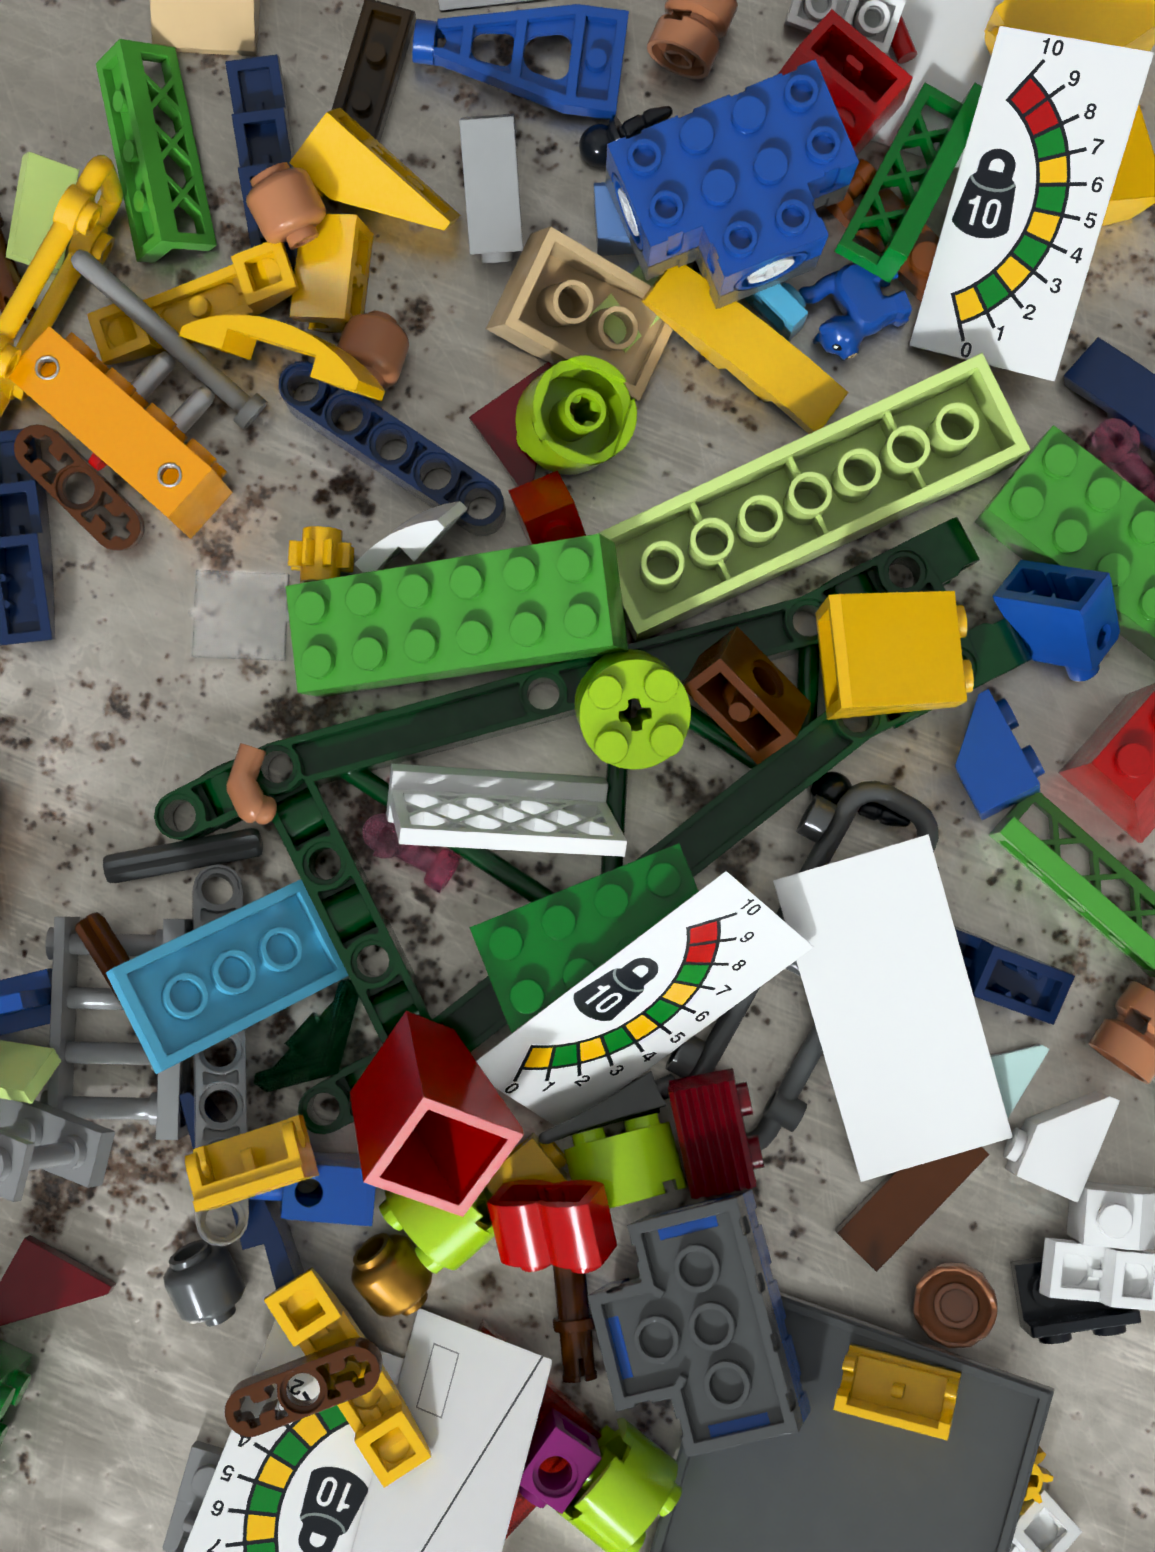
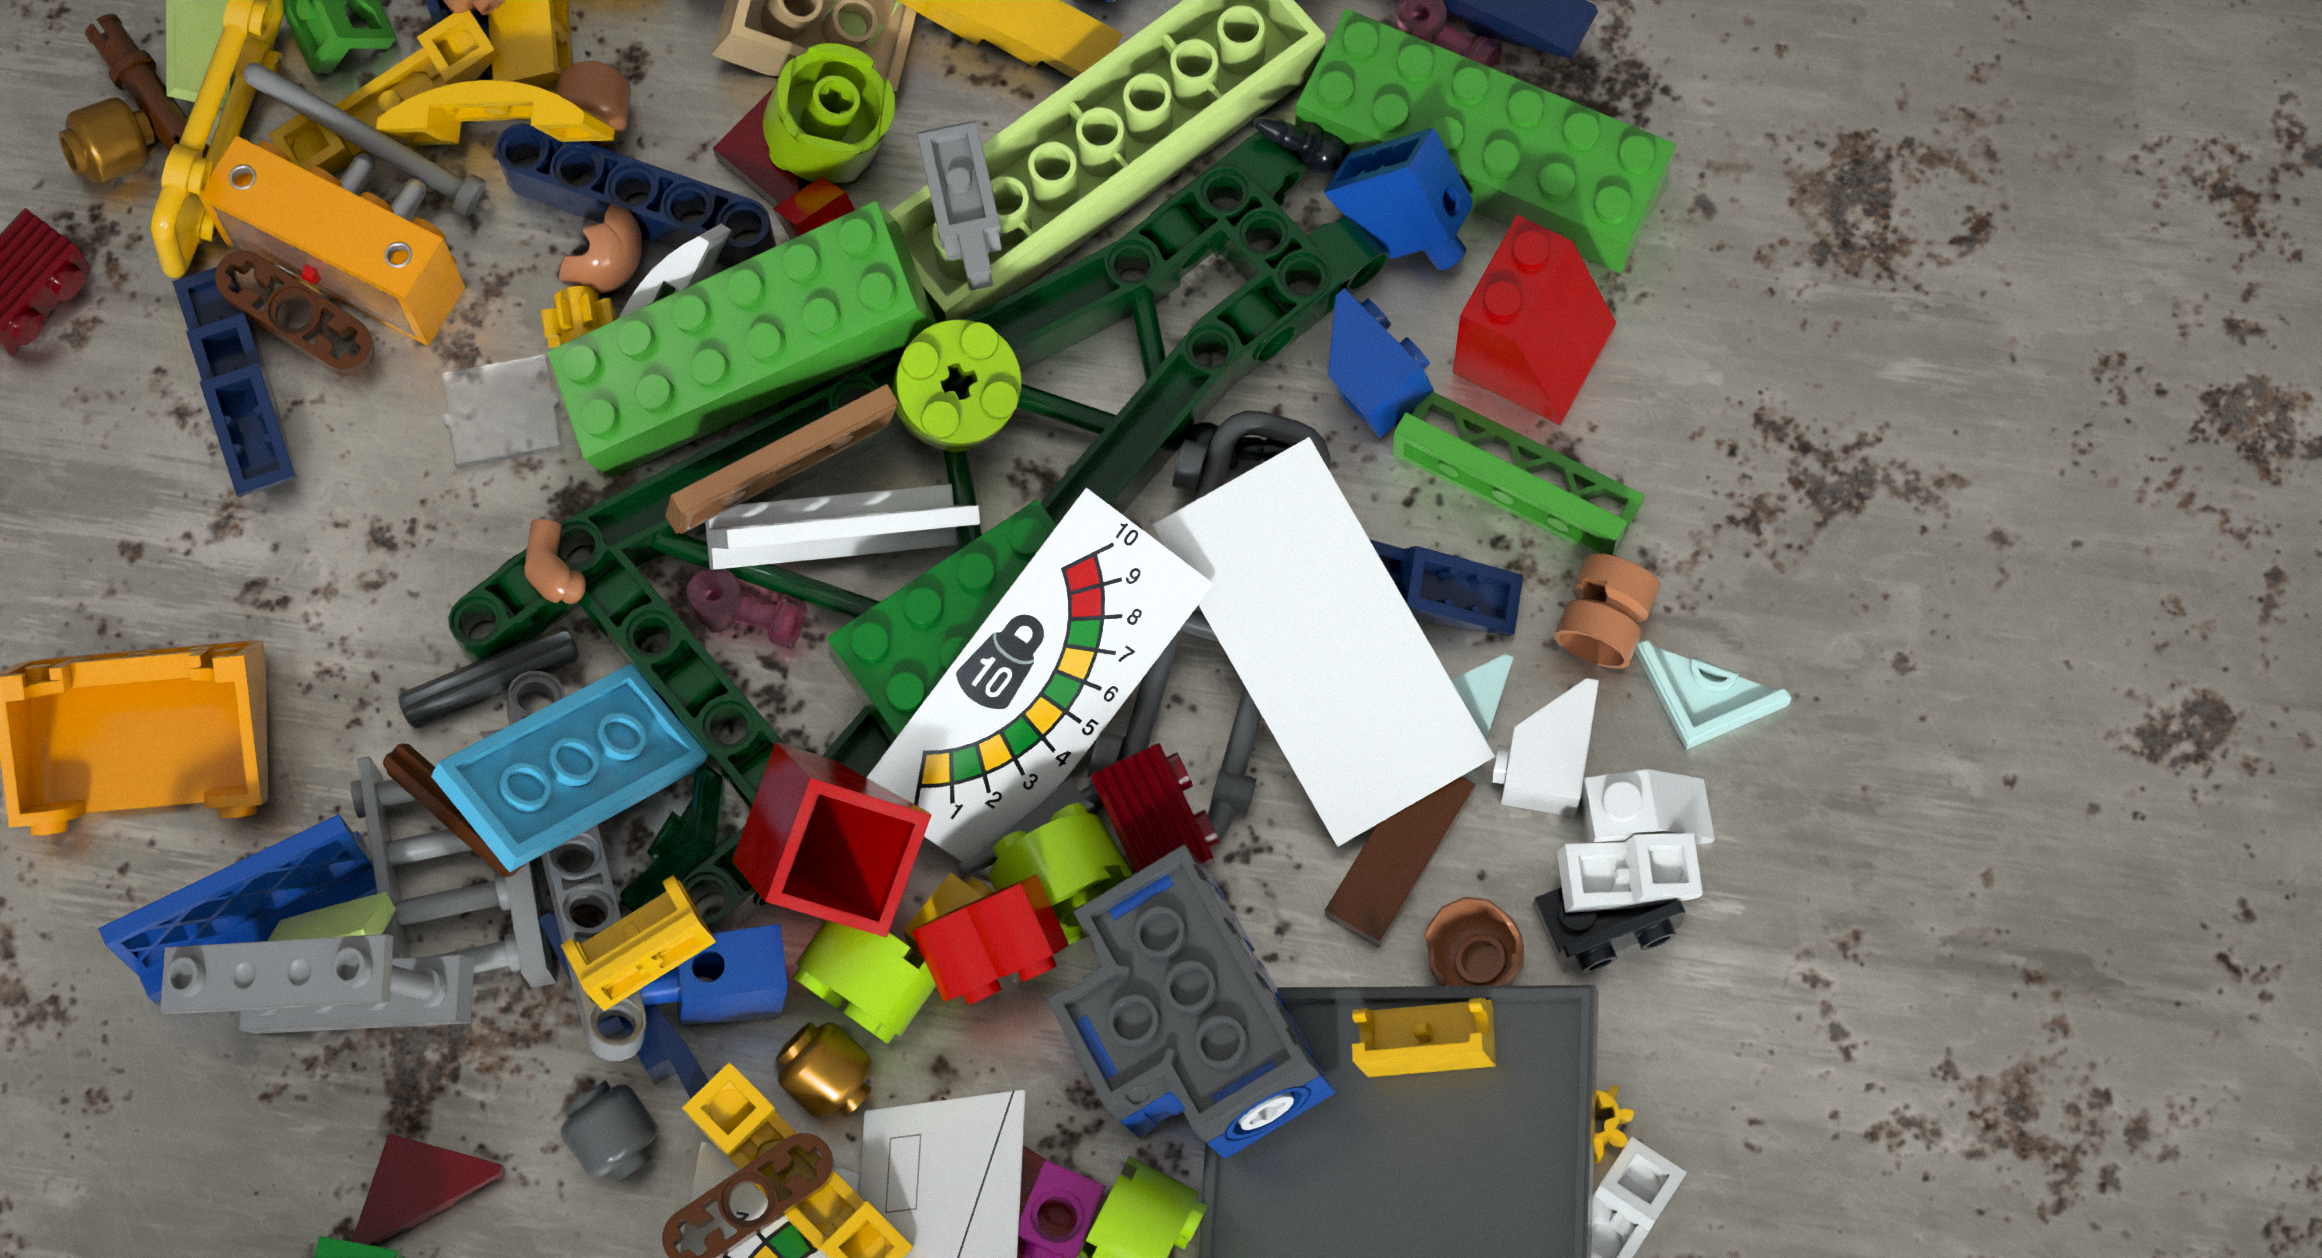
camera: 15 degrees left, 15 degrees down
(356, 502) = (611, 255): none -> nougat hair
(466, 747) = (781, 460): none -> medium nougat tile
(574, 1326) = (1046, 1073): reddish brown pin -> none
(675, 535) = (962, 198): none -> light grey hinge
(747, 695) = (1078, 343): reddish brown brick -> none
(892, 653) = (1224, 264): yellow slope -> none
(988, 539) = (1316, 148): none -> black bar

